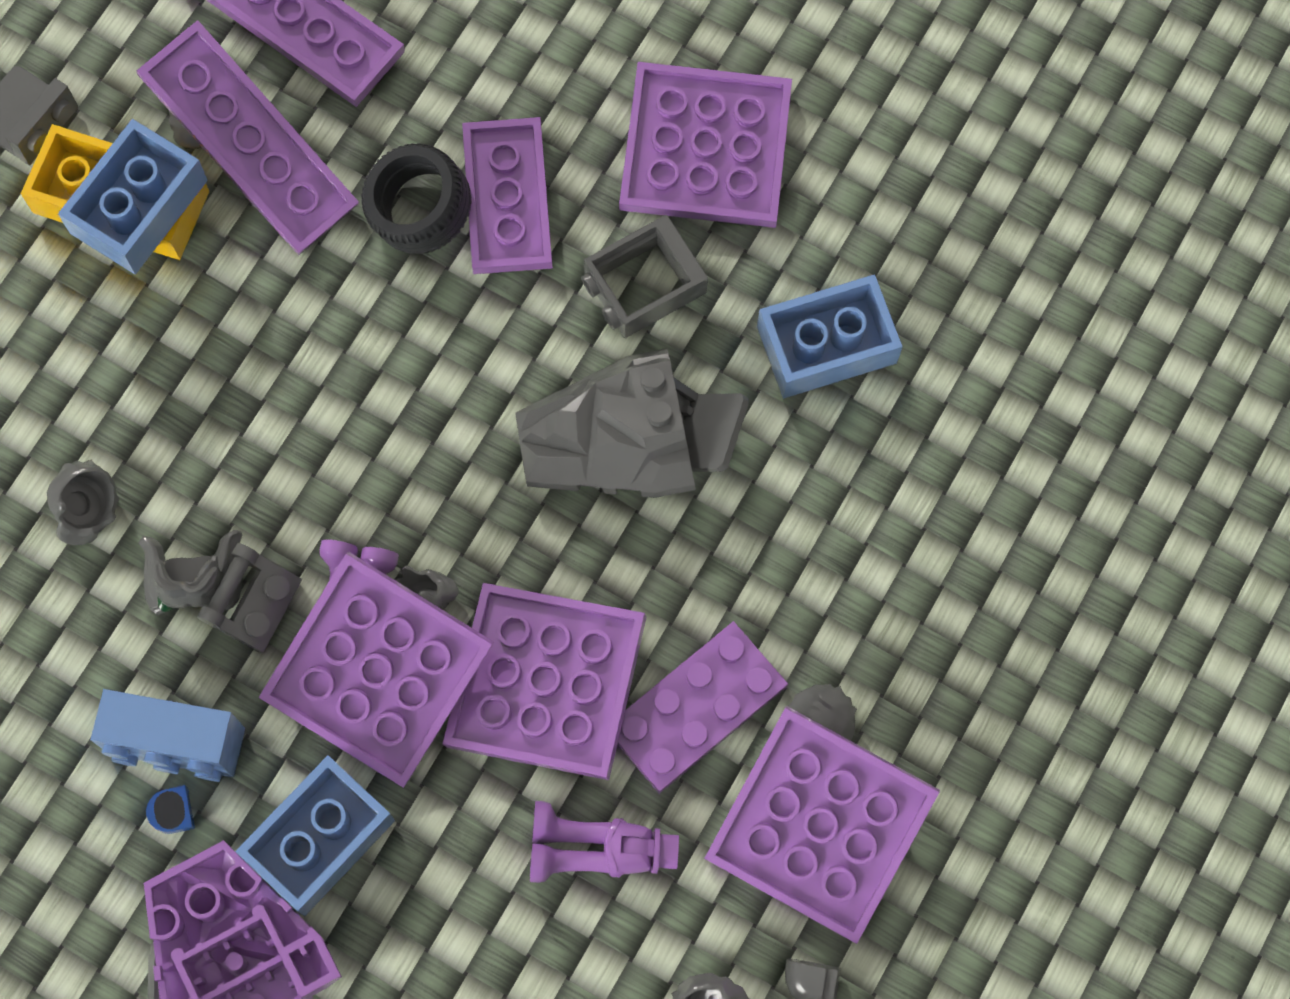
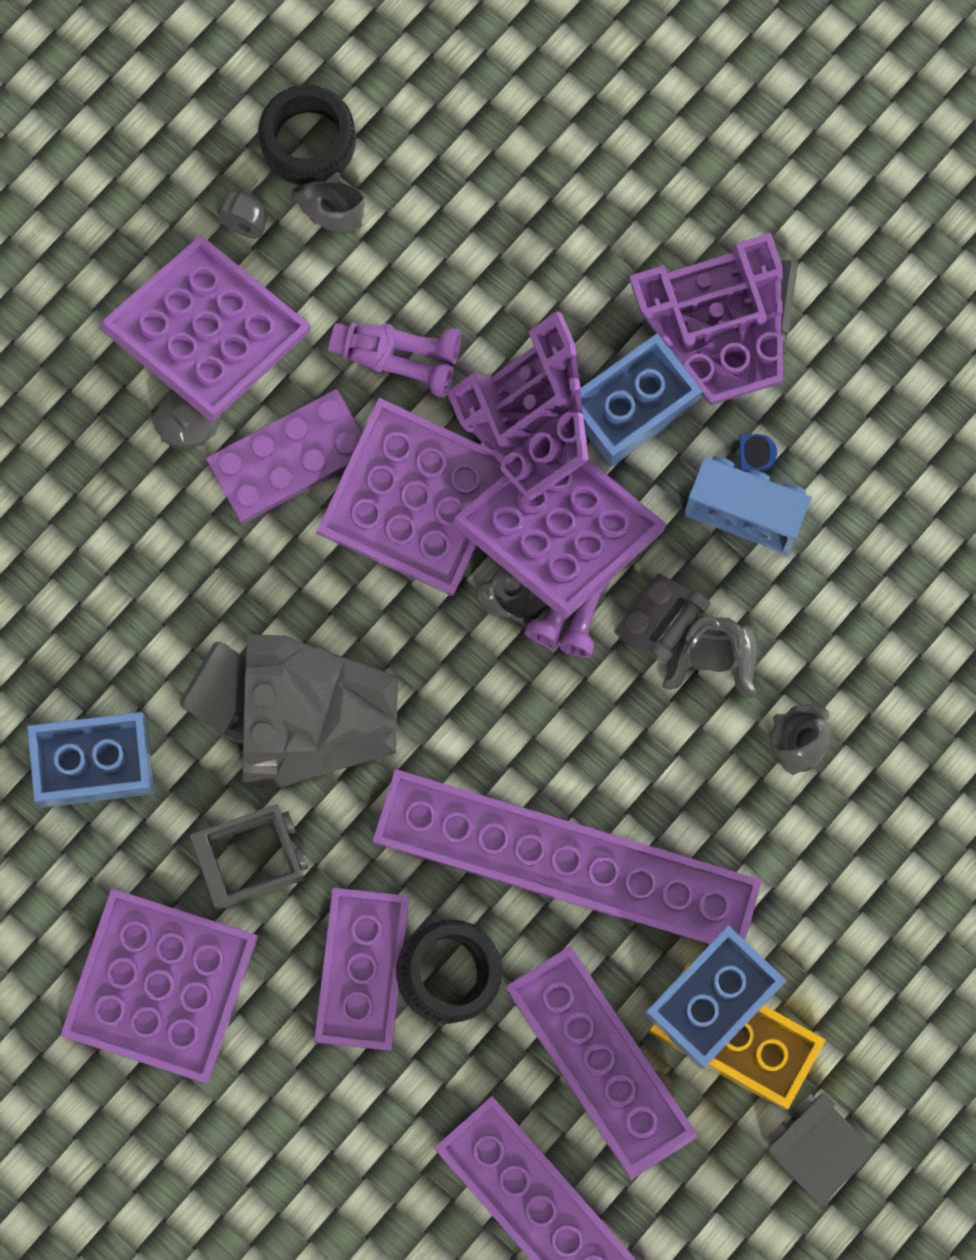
camera: 165 degrees left, 5 degrees up
(315, 334) = (564, 860): none -> medium lavender plate
(429, 786) = (529, 411): none -> medium lavender wedge

